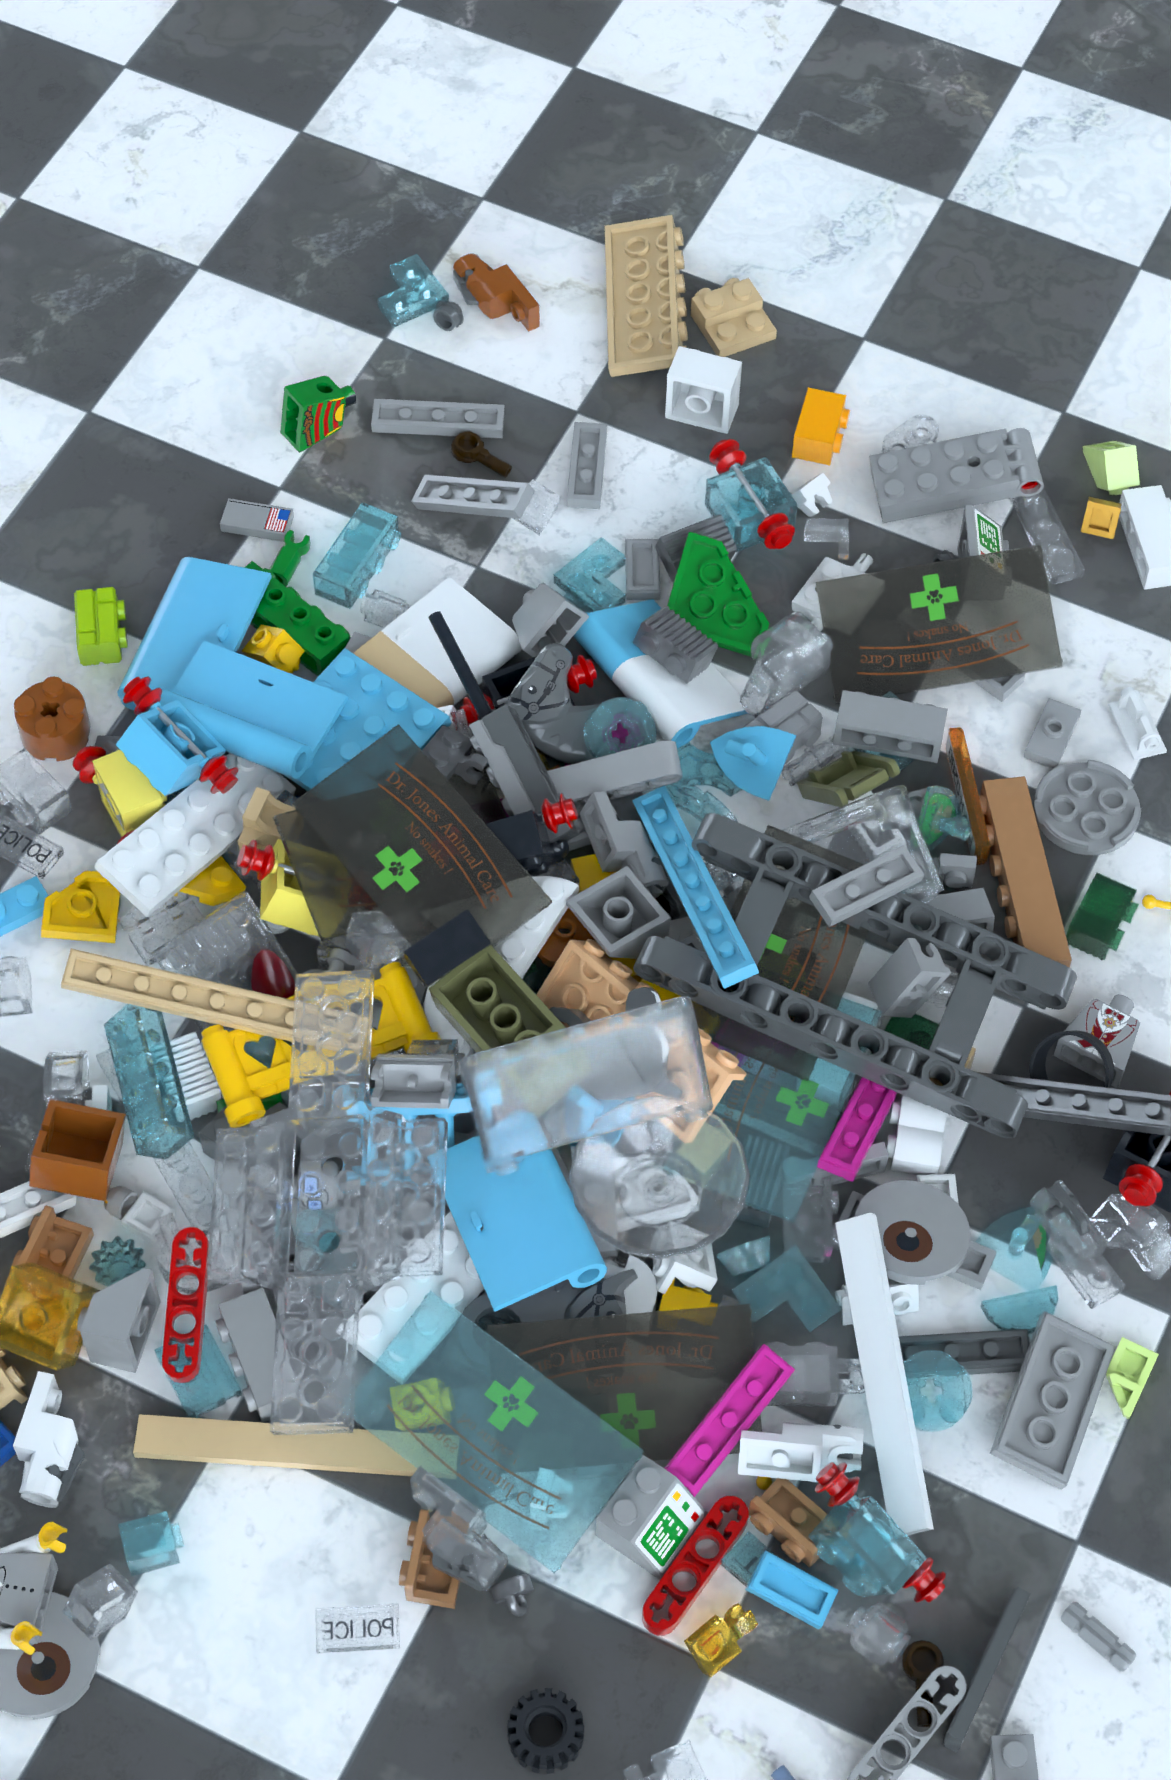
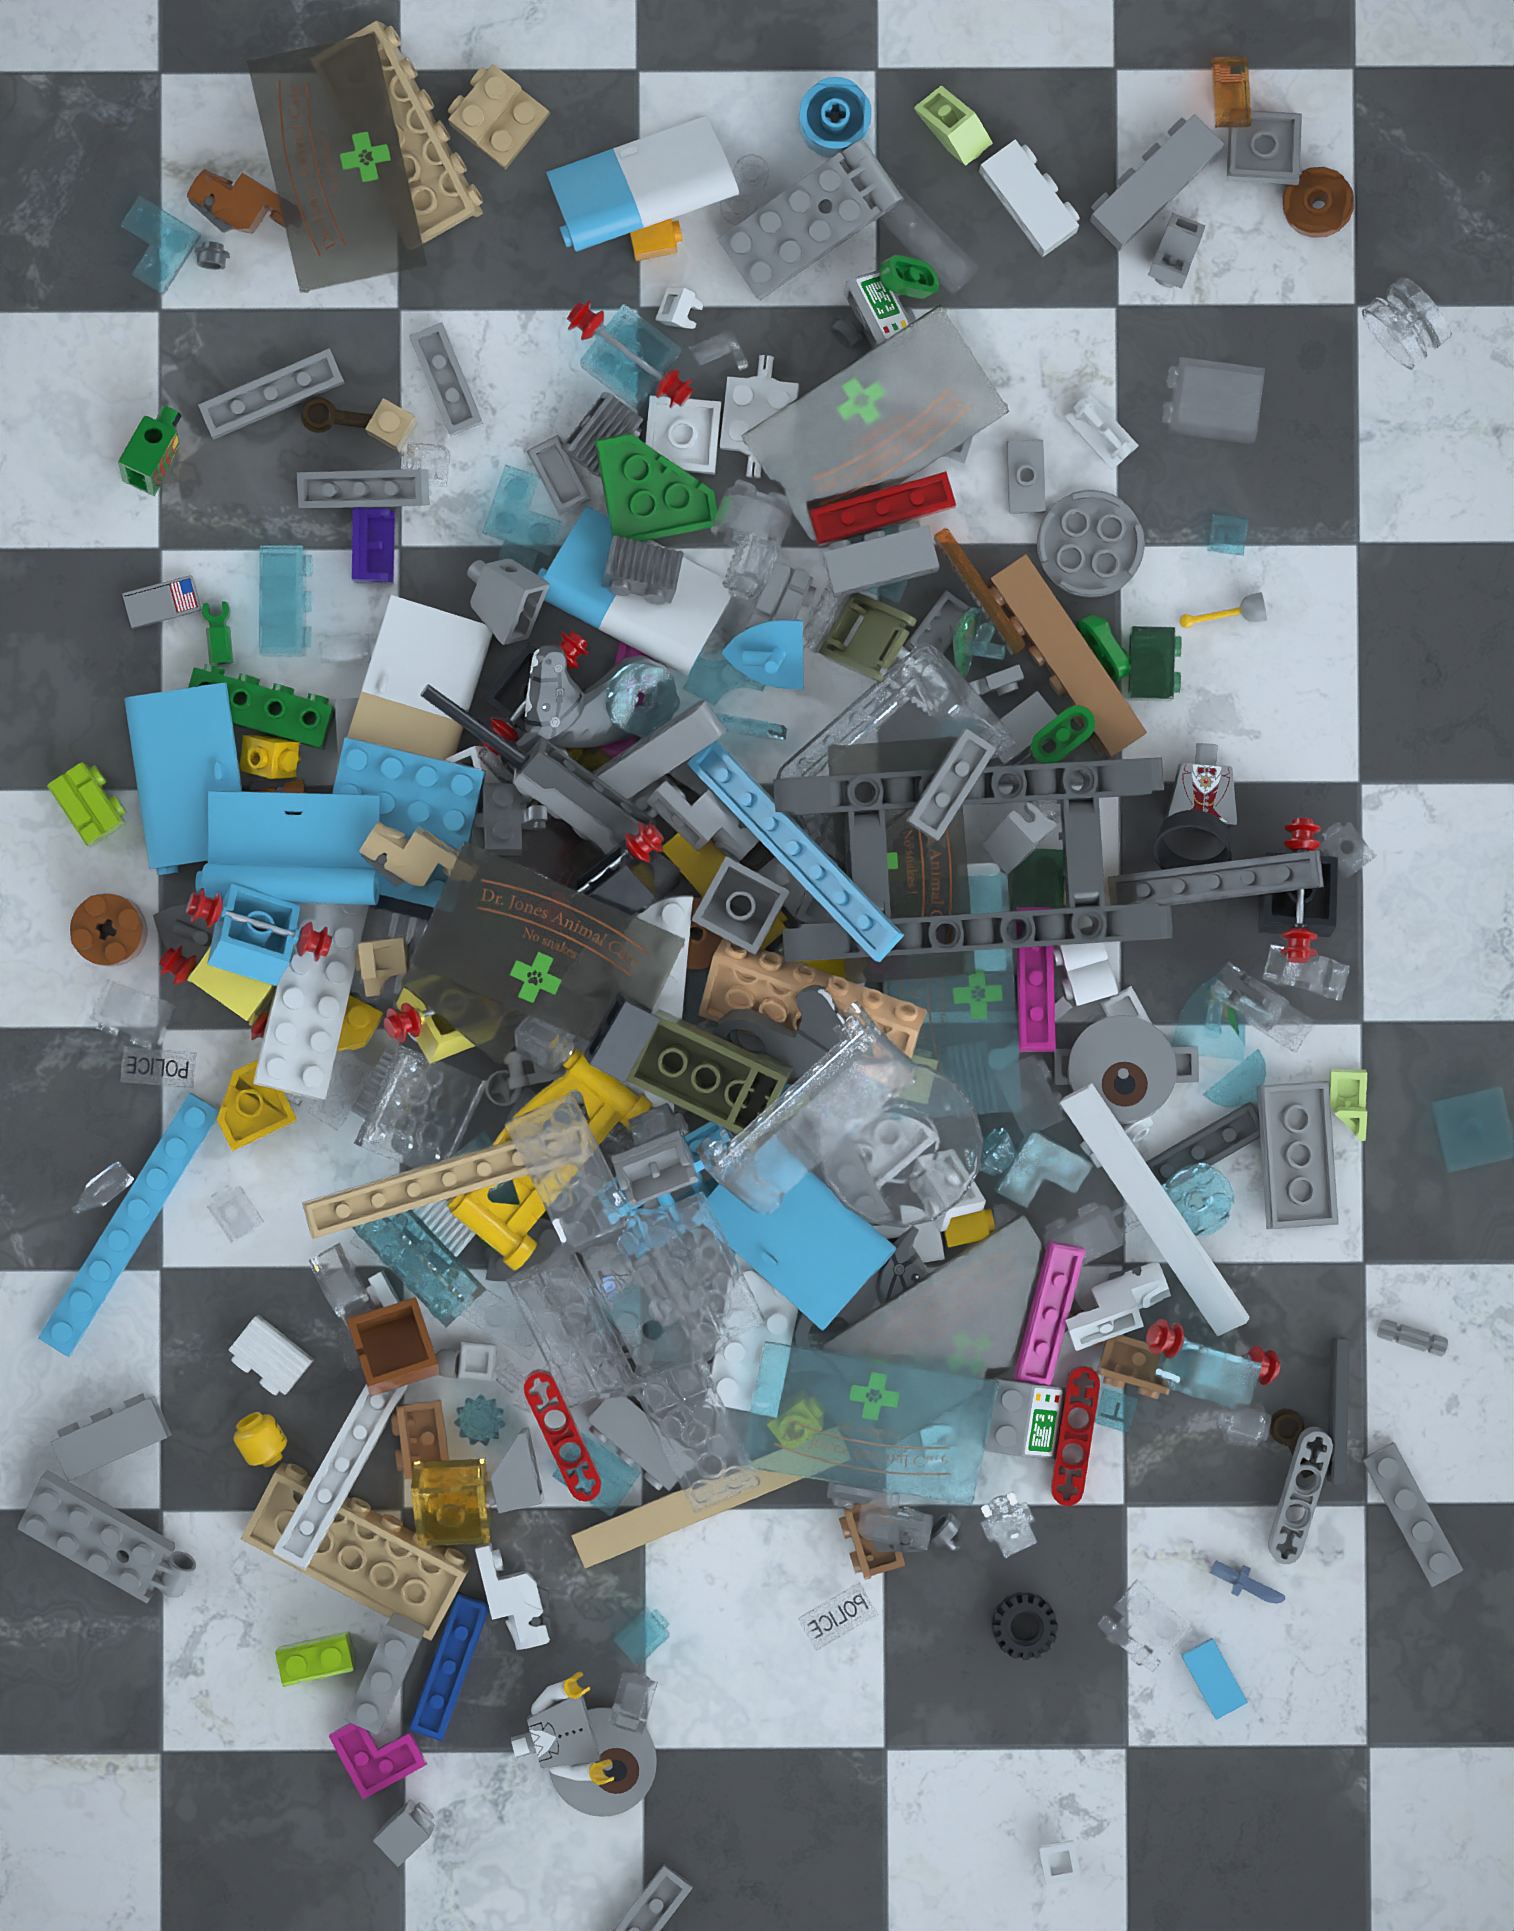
camera: 30 degrees left, 30 degrees up
(271, 975) = (469, 1108): dark red arm -> none
(332, 736) = (406, 859): none -> tan plate
(455, 548) = (373, 545): none -> dark purple hinge
(522, 466) = (391, 425): none -> tan brick
(582, 1625) = (1008, 1523): none -> clear brick
(585, 288) = (337, 163): none -> clear smoke piece
(703, 389) = (518, 238): white brick -> none
(717, 1639) = (1123, 1491): clear yellow plate -> none
(771, 578) = (685, 433): none -> white plate
(791, 1589) = (1160, 1420): medium azure tile -> none
(825, 397) = (641, 183): none -> door
(961, 701) = (882, 509): none -> red tile
(991, 917) = (1063, 734): none -> green plate
(1012, 407) = (816, 108): none -> medium azure brick
(1015, 532) = (909, 276): none -> green plate
(1064, 882) = (1100, 640): none -> green plate
(1101, 517) = (970, 198): tile -> none

